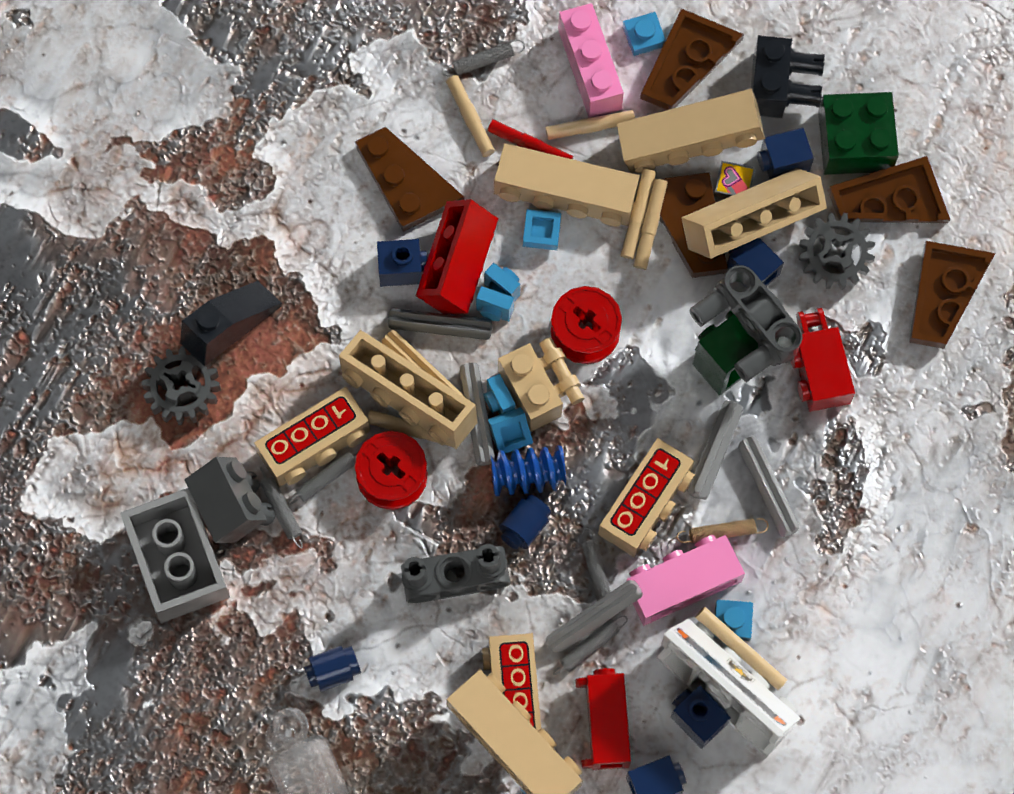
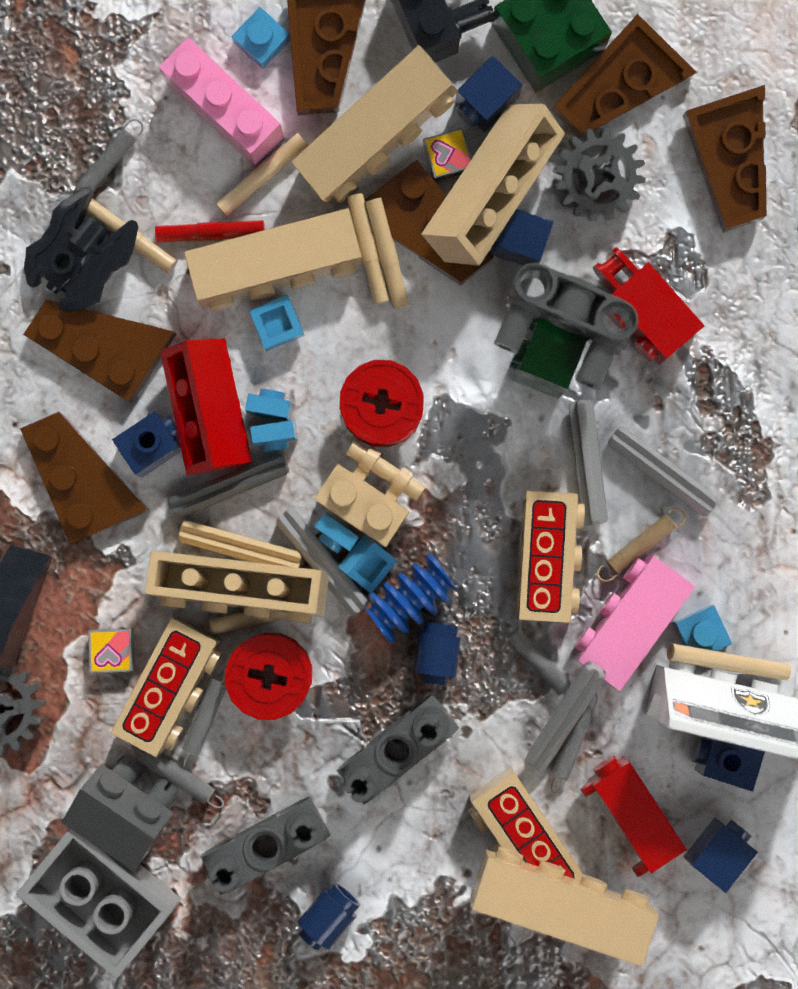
camera: 25 degrees left, 15 degrees up
(286, 393) = (111, 650): none -> tile
(287, 589) = (237, 861): none -> dark grey piece
(333, 263) = (78, 481): none -> reddish brown wing
(427, 107) = (77, 254): none -> black piece

